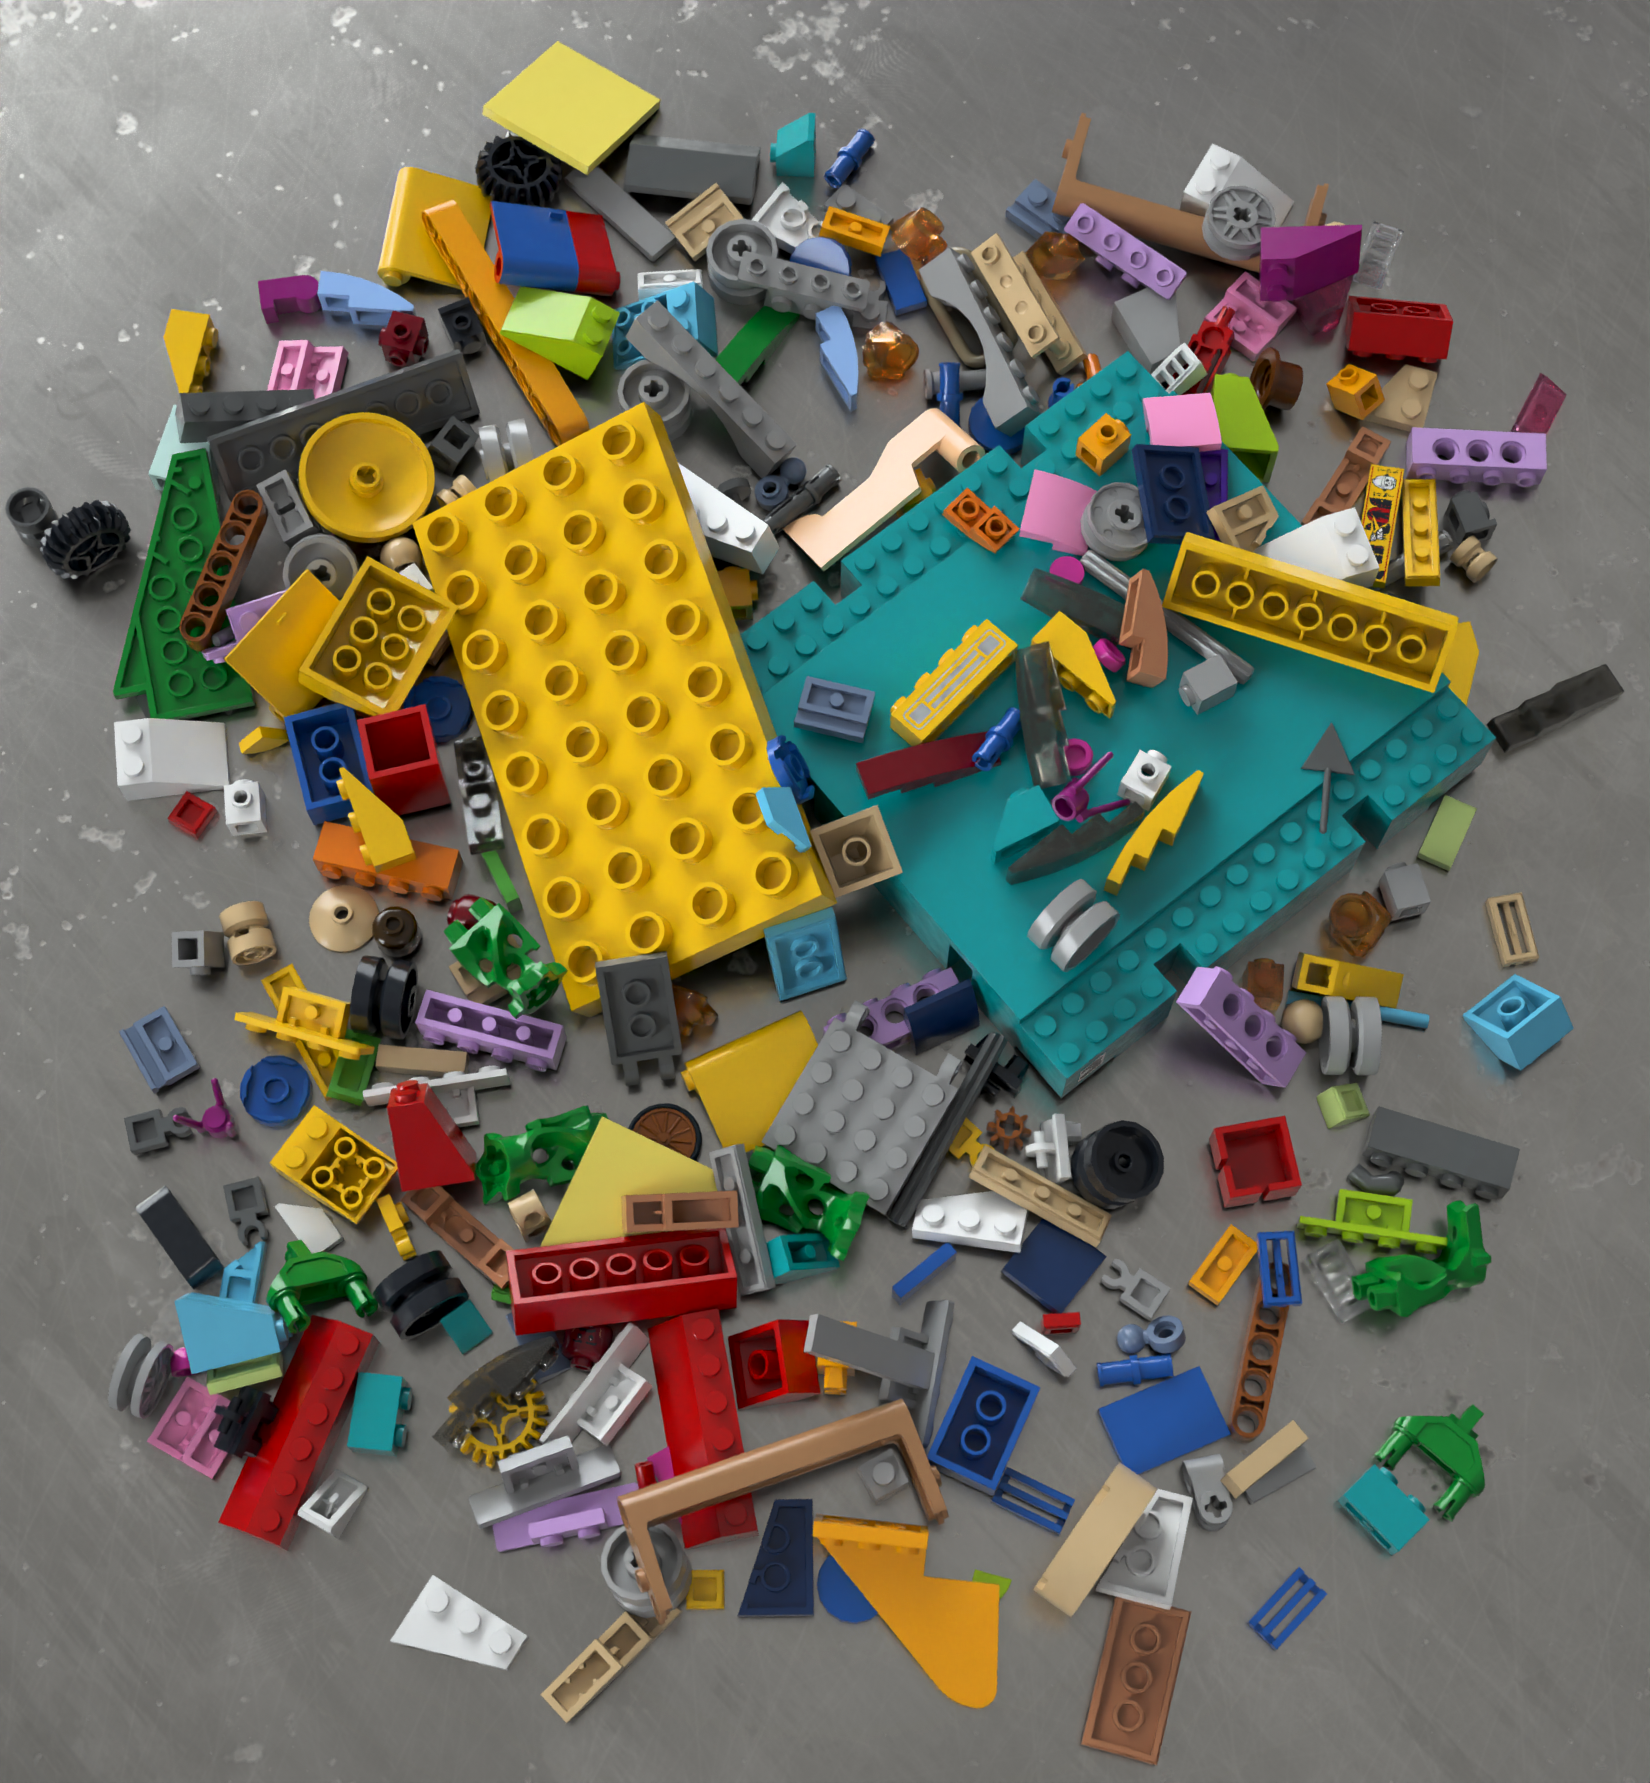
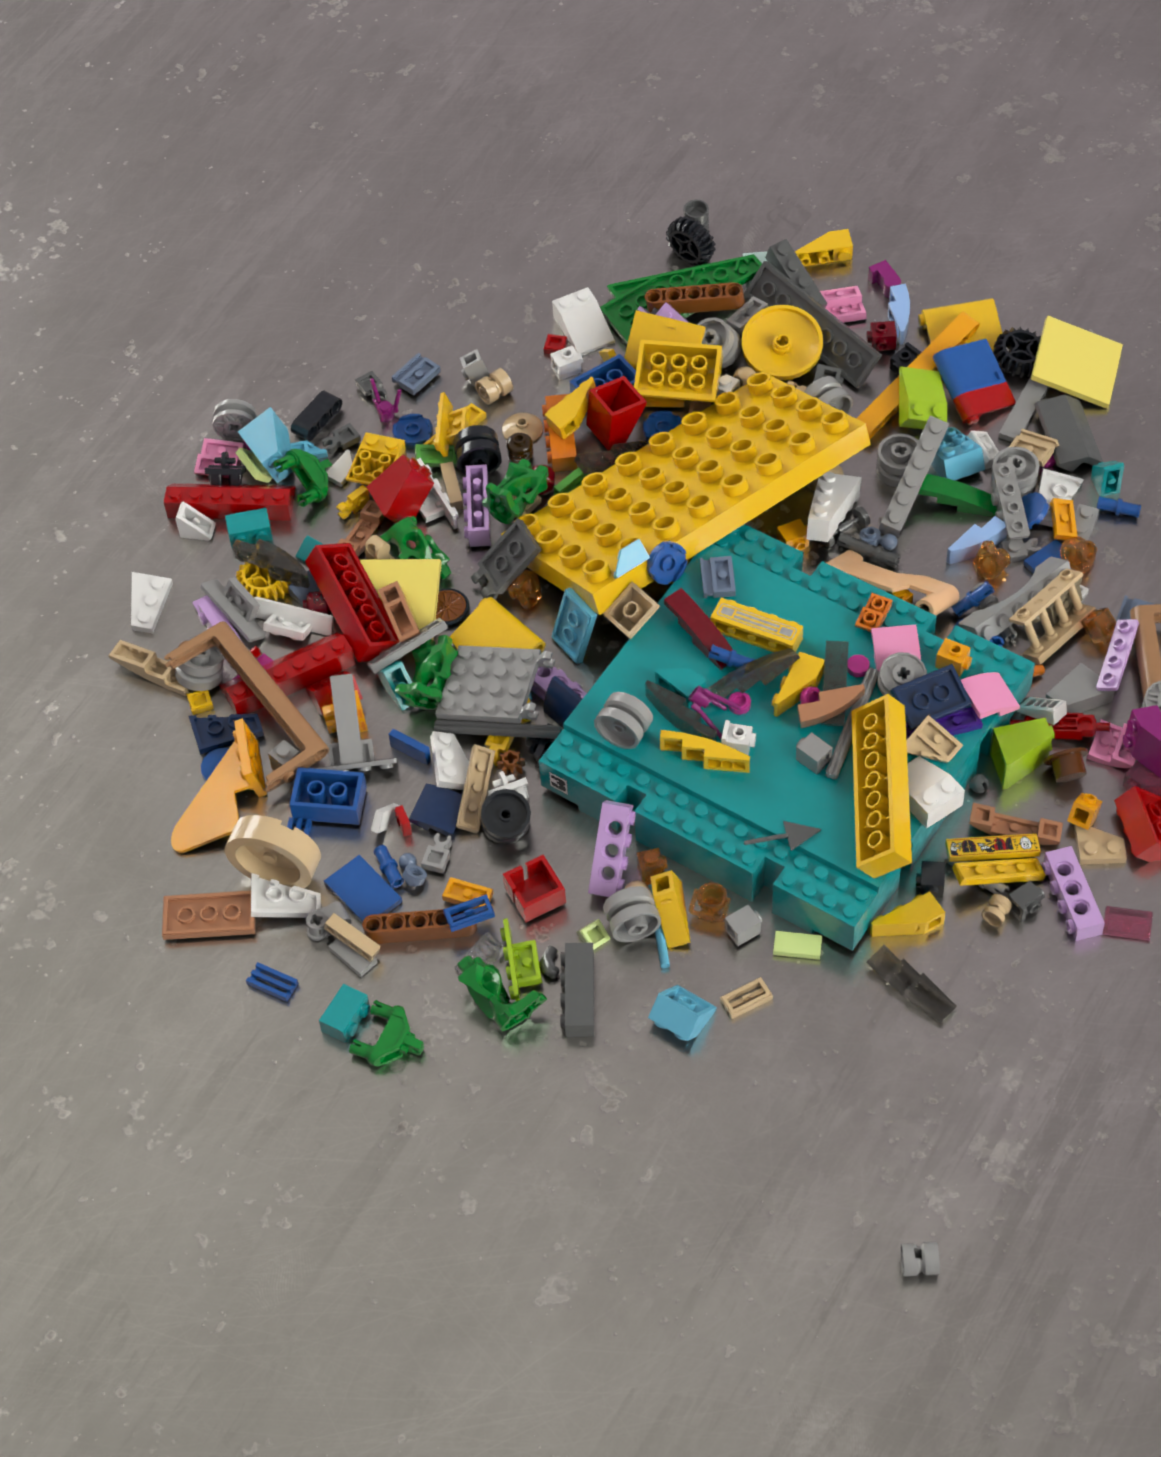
camera: 75 degrees right, 15 degrees down
(420, 1294) = (316, 518): black wheel -> none

